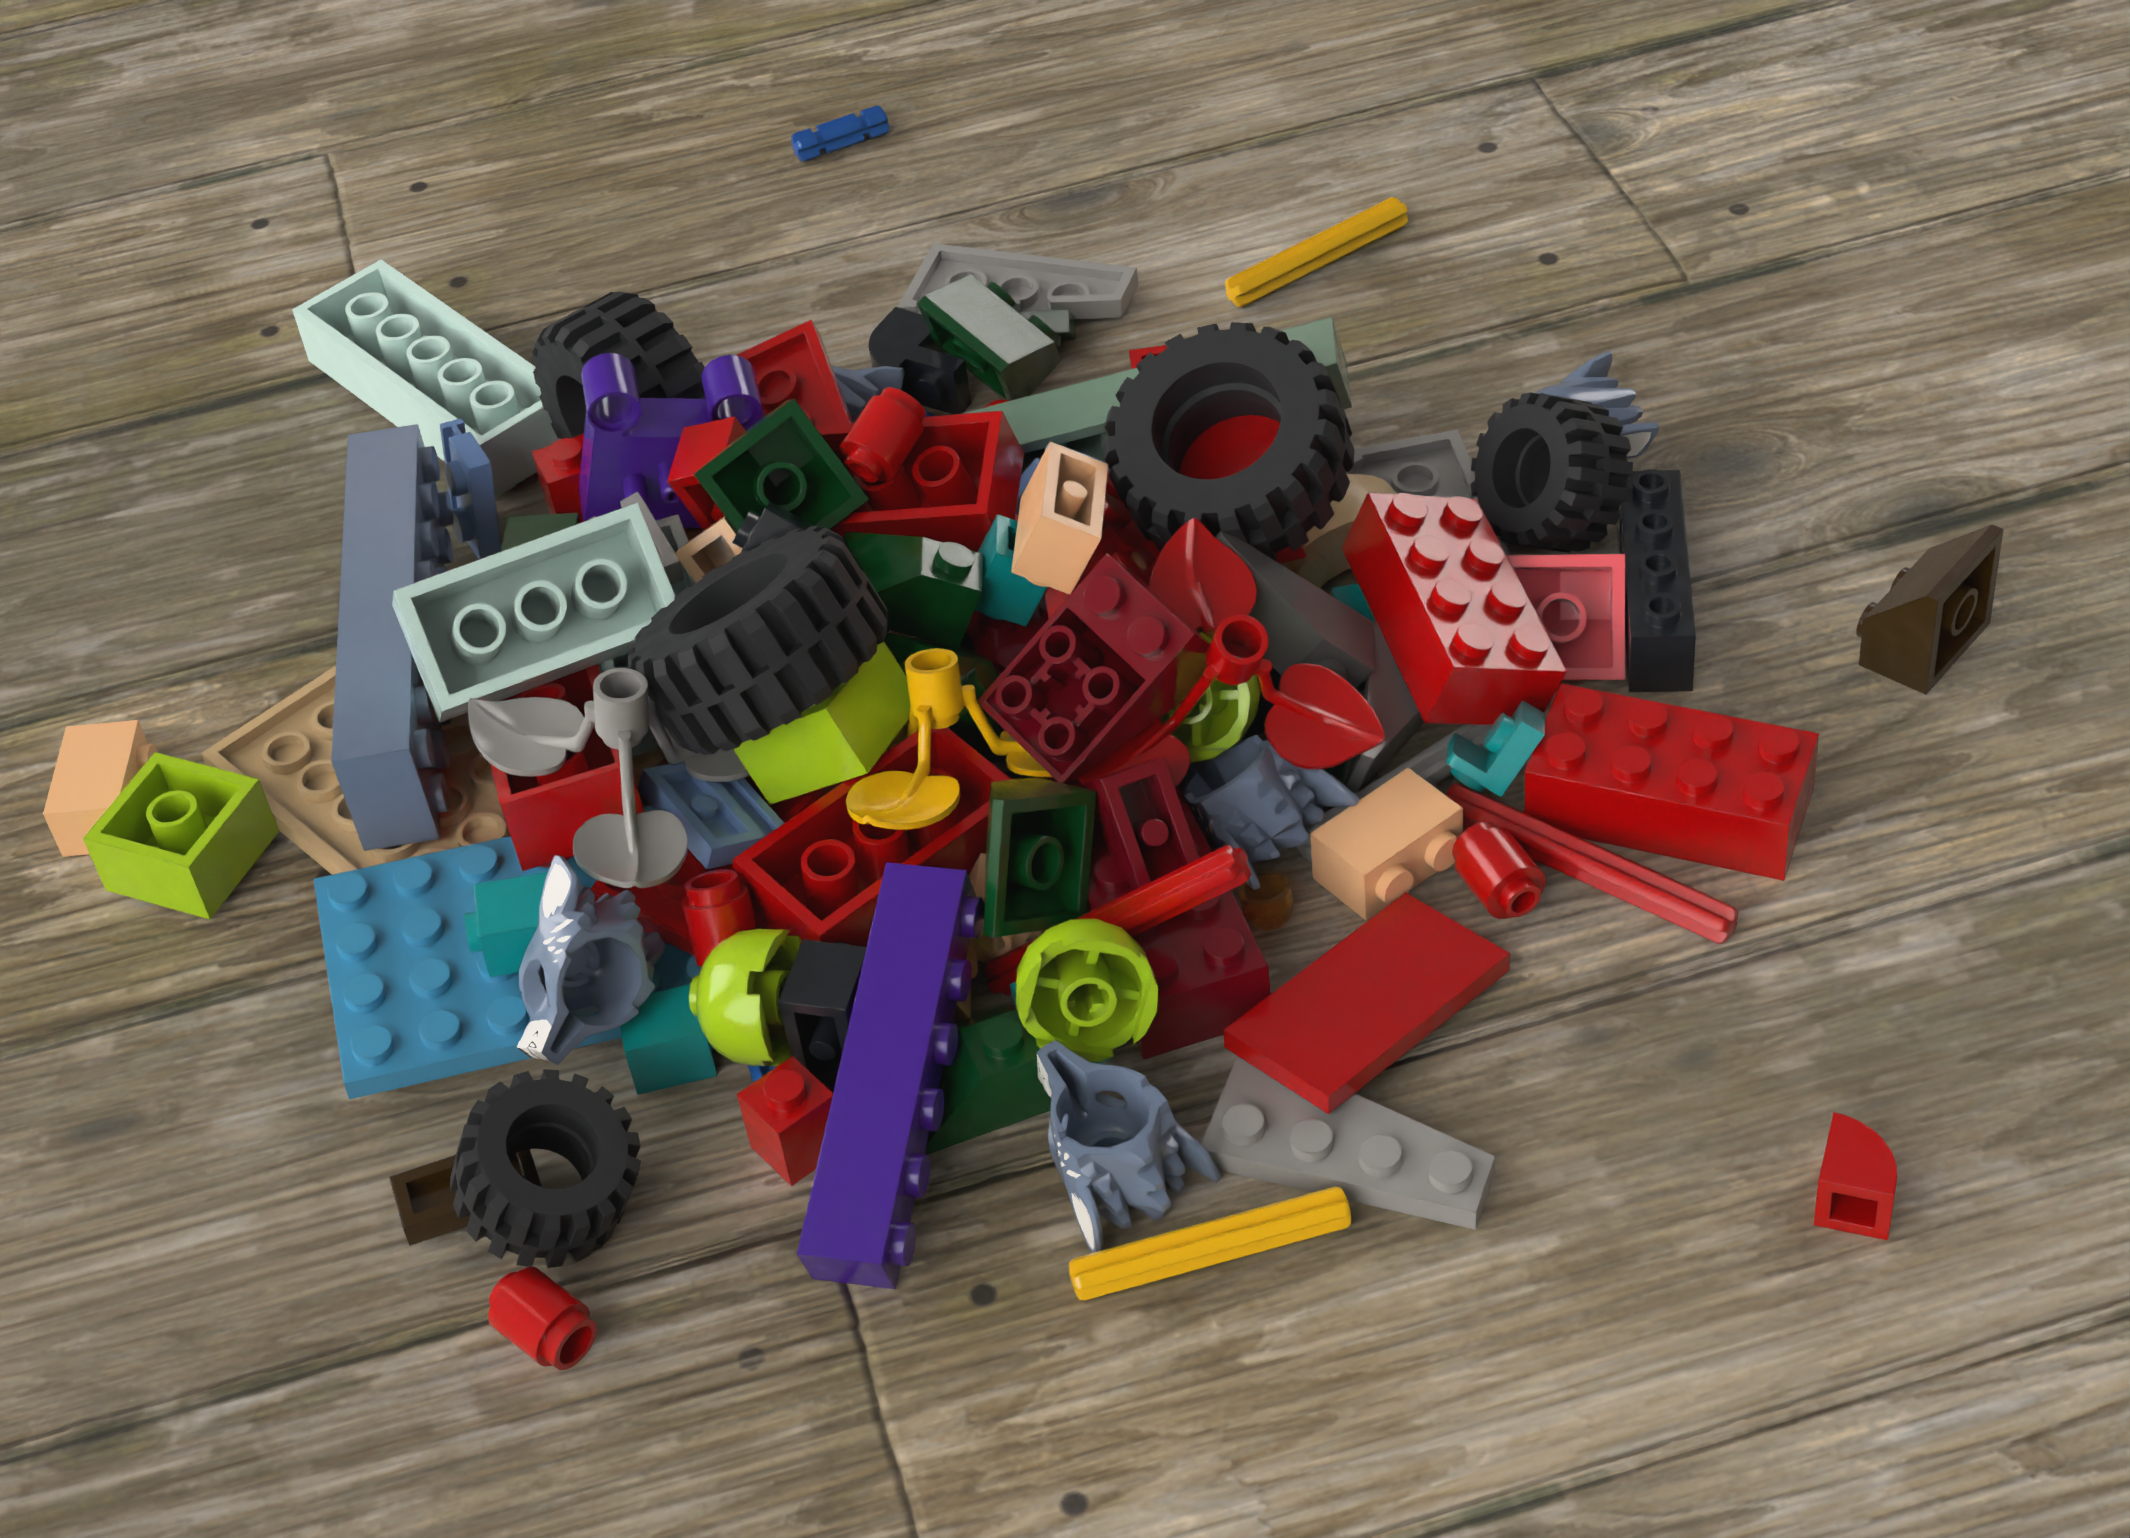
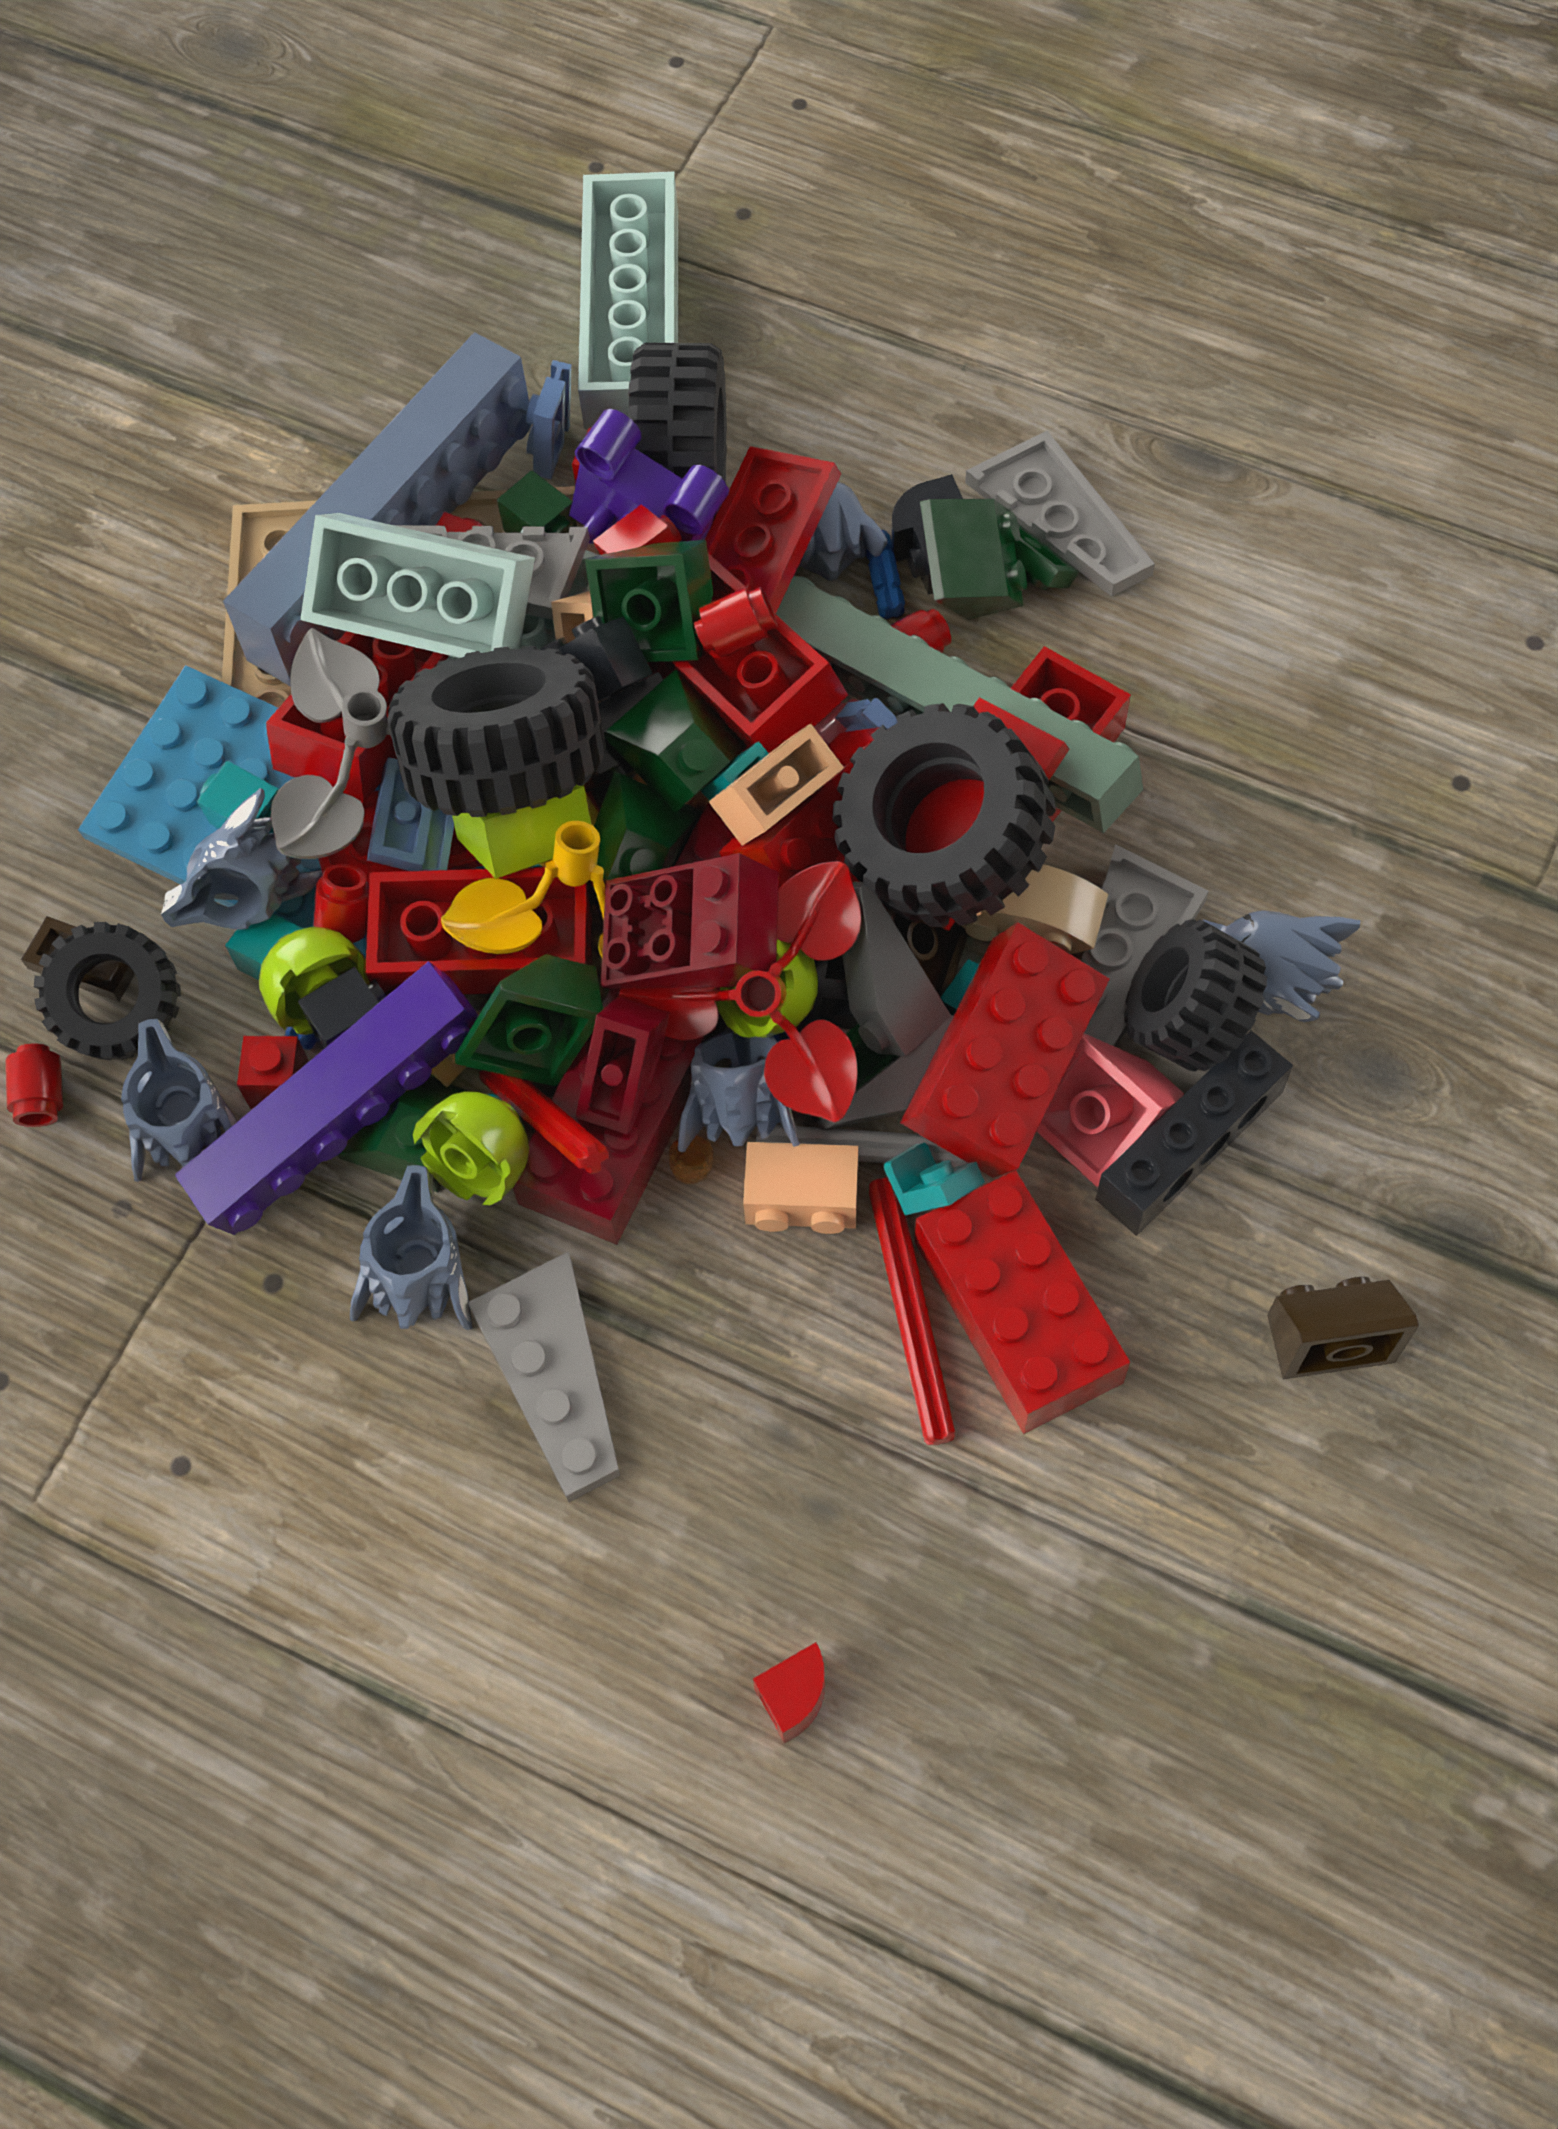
camera: 40 degrees right, 20 degrees up
(89, 776) = (163, 484): light nougat brick -> none
(181, 835) = (161, 564): lime brick -> none
(722, 1209) = (169, 1102): none -> sand blue piece
(840, 133) = (1100, 271): blue axle -> none
(1209, 1243) = (411, 1371): yellow axle -> none
(1316, 252) = (1301, 646): yellow axle -> none
(1366, 1002) = (666, 1290): red tile -> none
(1498, 870) = (843, 1268): red brick -> none

